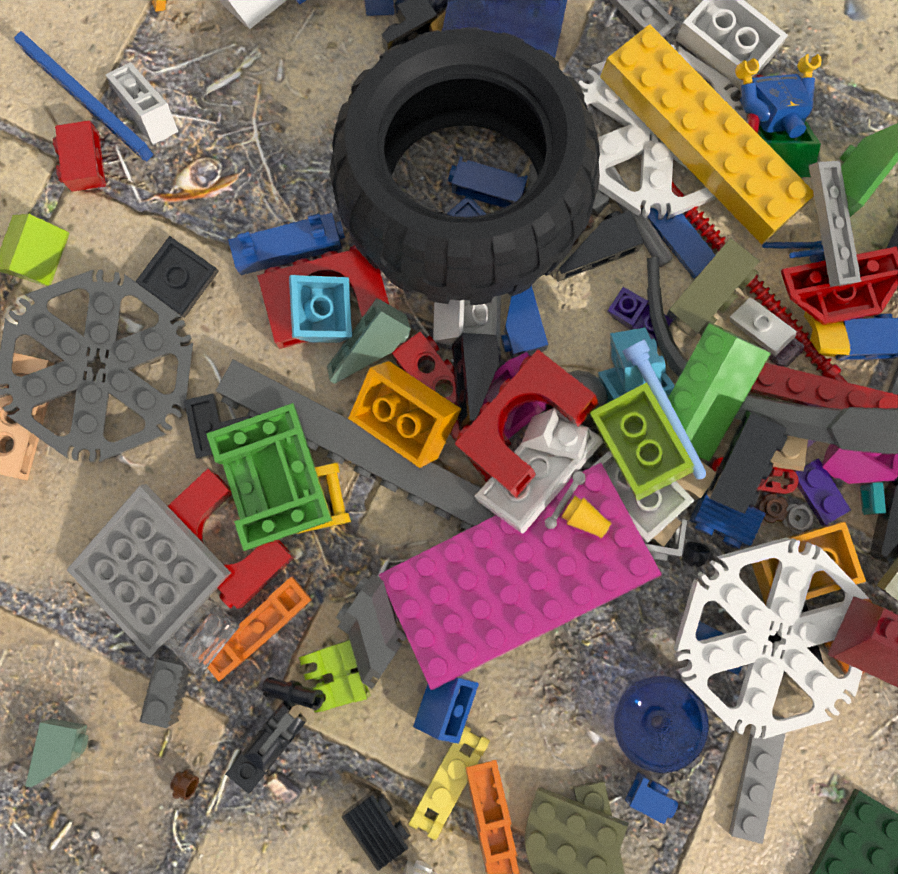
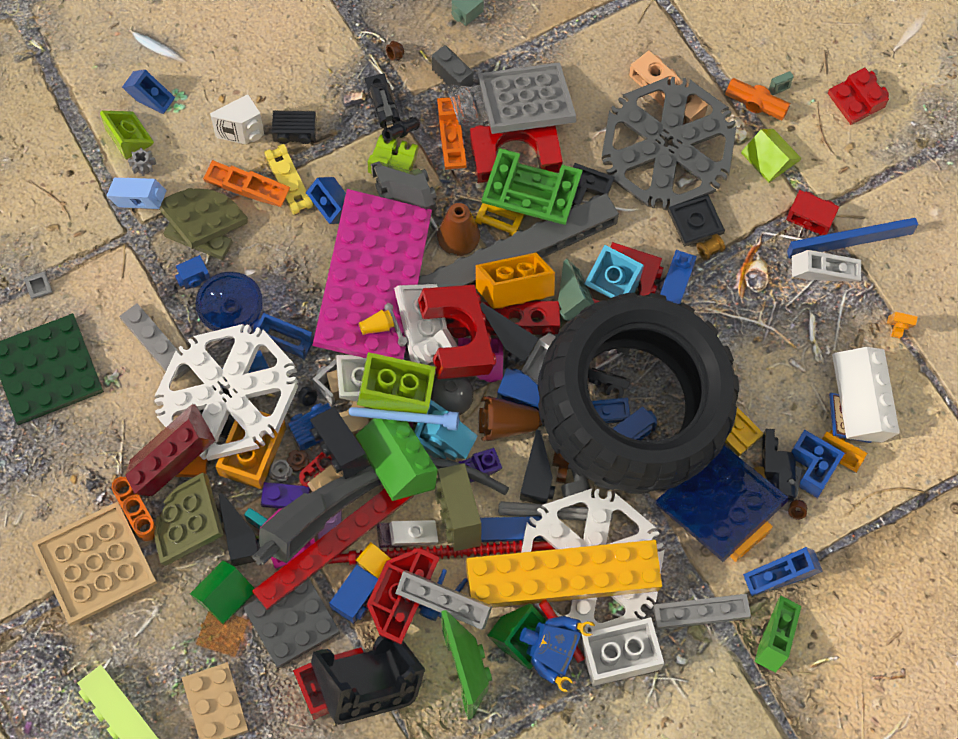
camera: 125 degrees right, 15 degrees down
(200, 239) = (710, 247): none -> pearl gold bush
(389, 539) = (458, 231): none -> dark orange cone
(570, 316) = (506, 419): none -> dark orange cone
(658, 664) = (305, 337): none -> blue window

